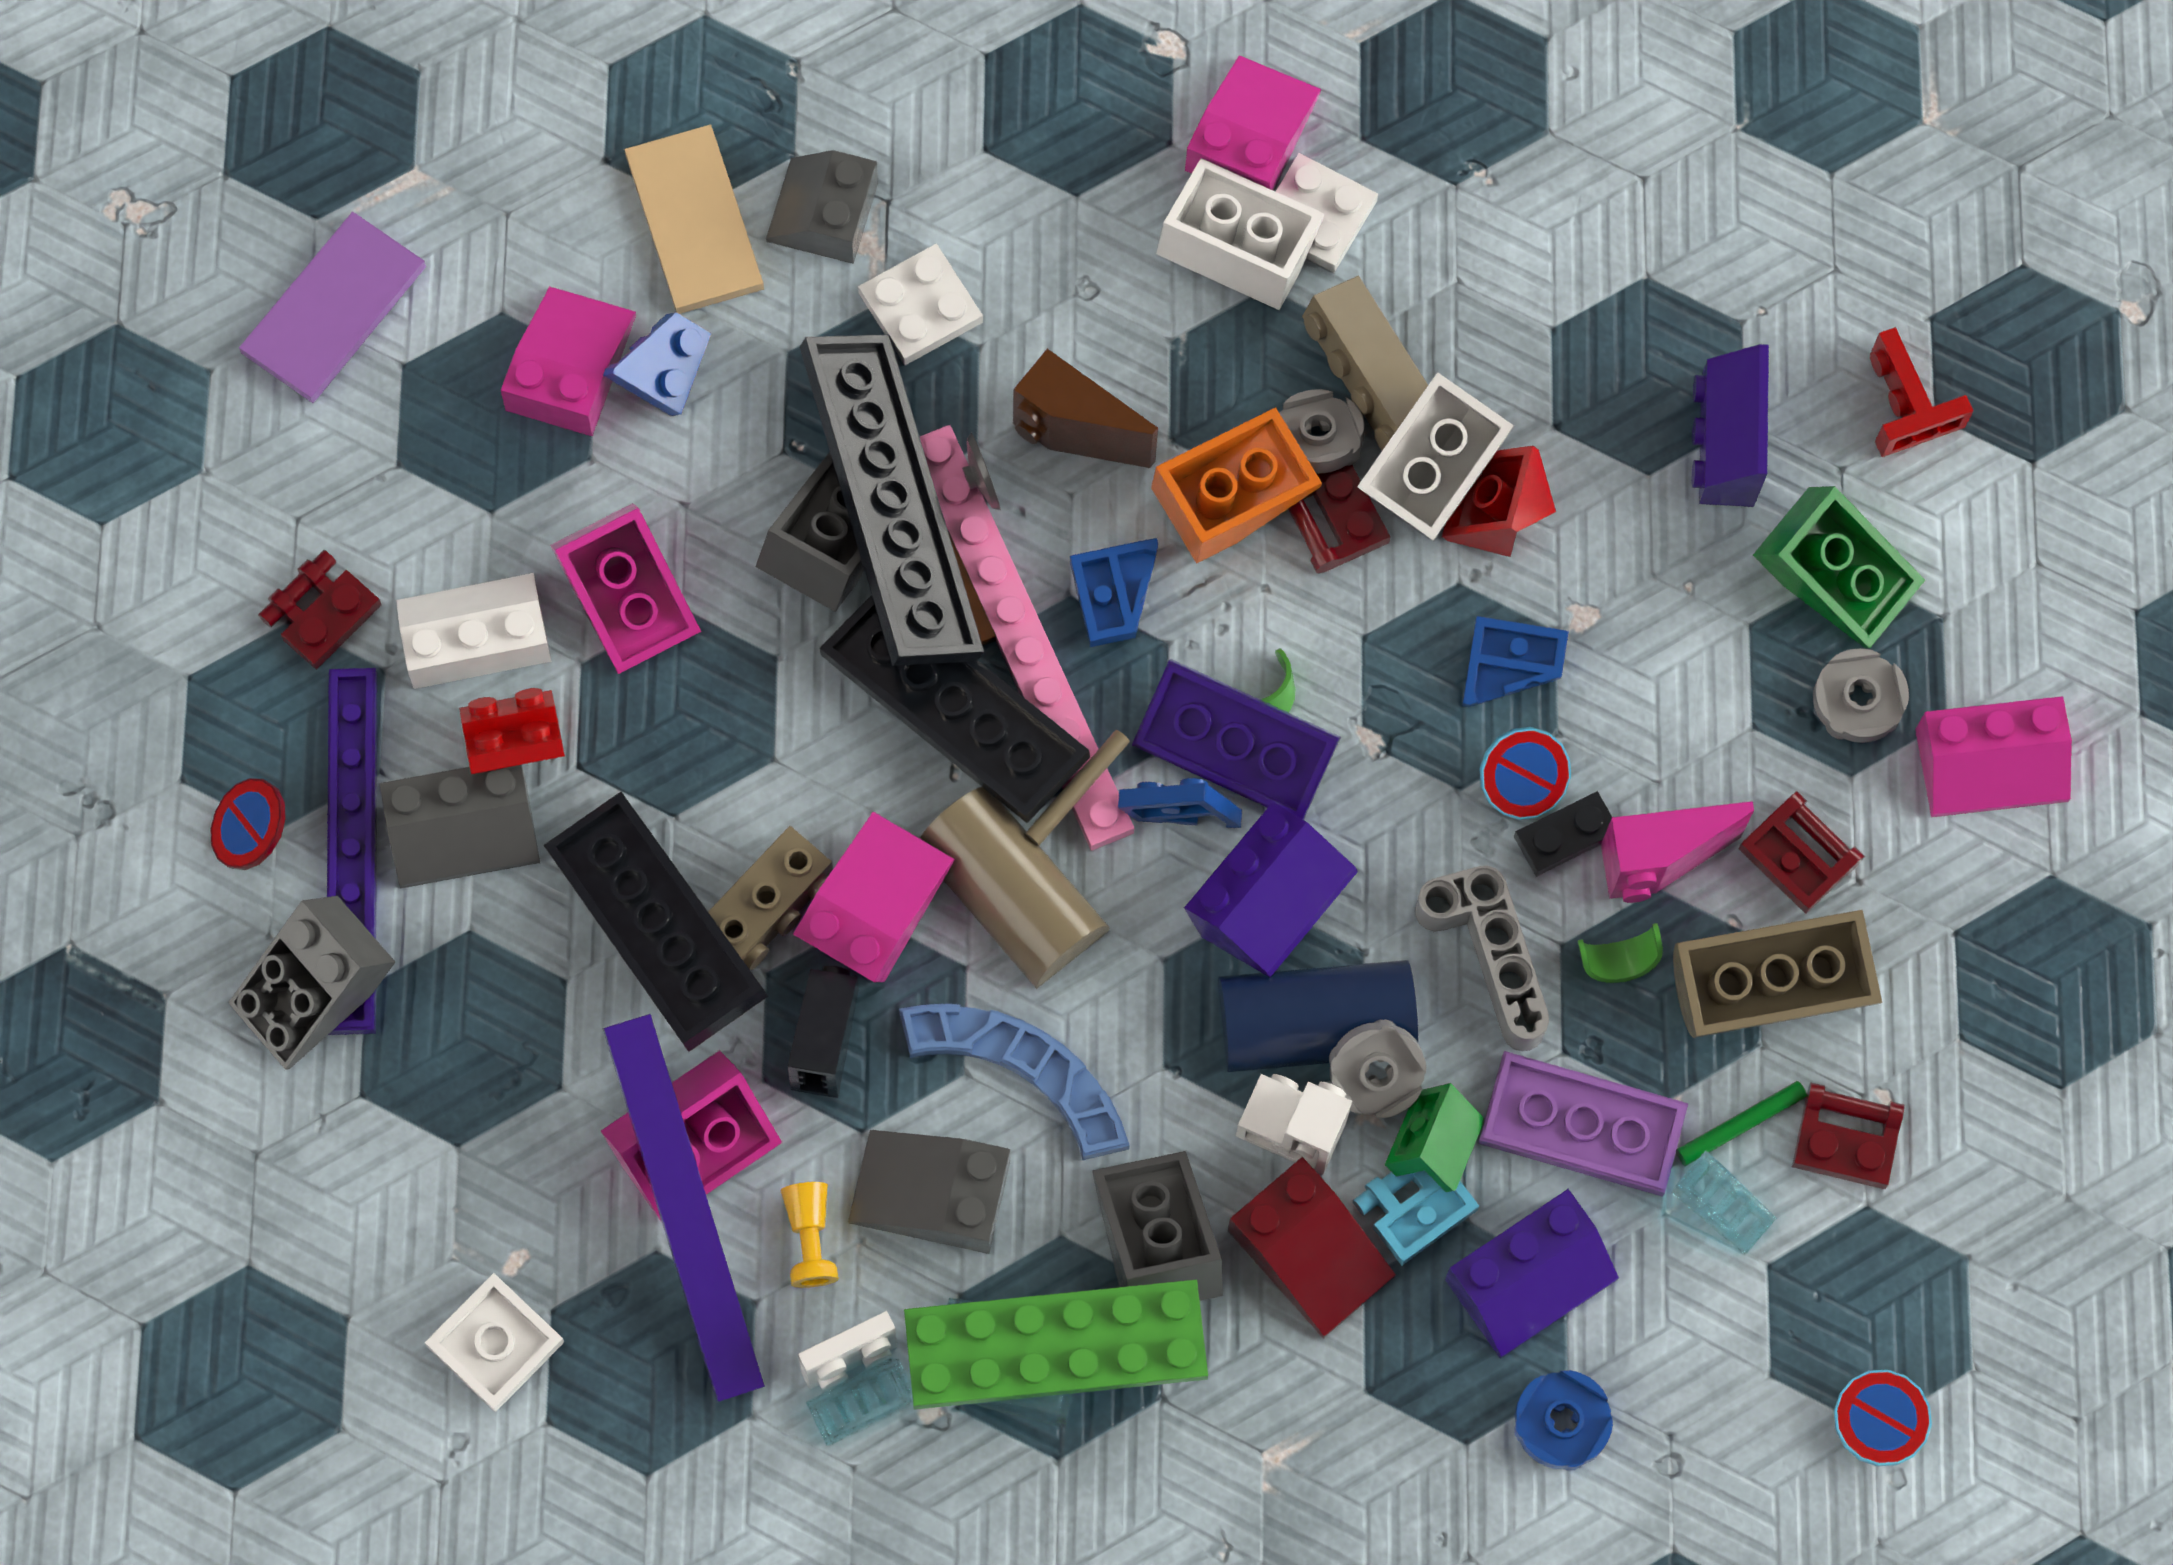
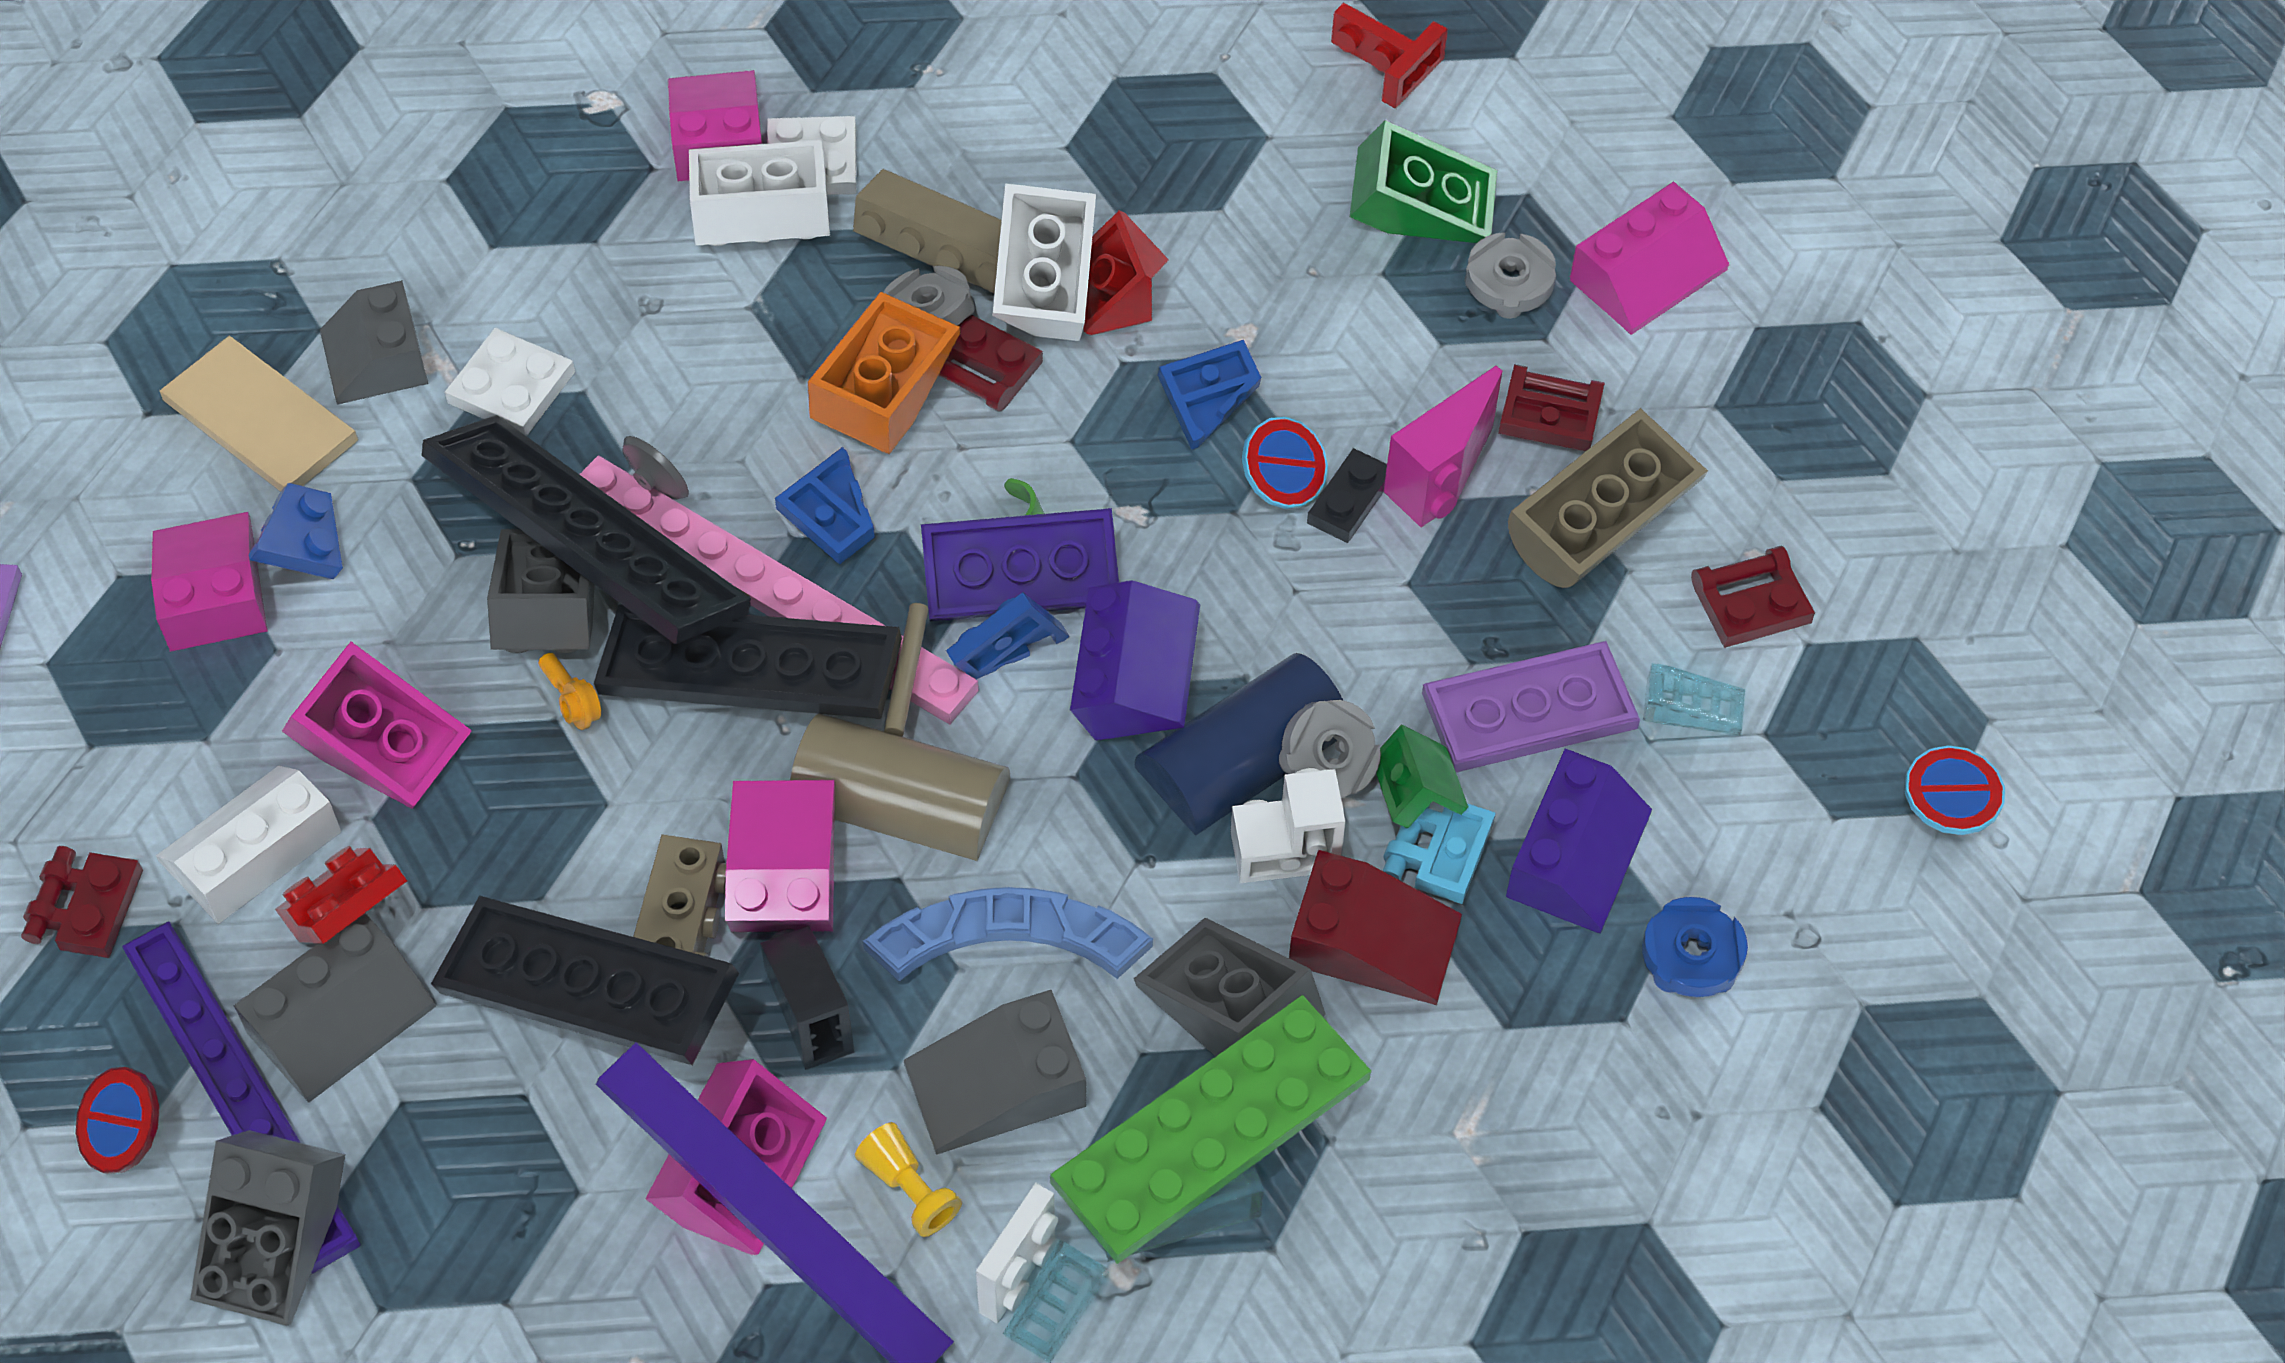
camera: 30 degrees left, 15 degrees down
(799, 657) = (577, 699): none -> light orange plate
(1078, 416) = (716, 382): reddish brown slope -> none
(1492, 958) = (1414, 645): light grey beam -> none
(1623, 959) = (1475, 556): bright green helmet -> none
(1732, 427) = (1269, 130): dark purple slope -> none
(1741, 1123) = (1659, 634): green bar -> none

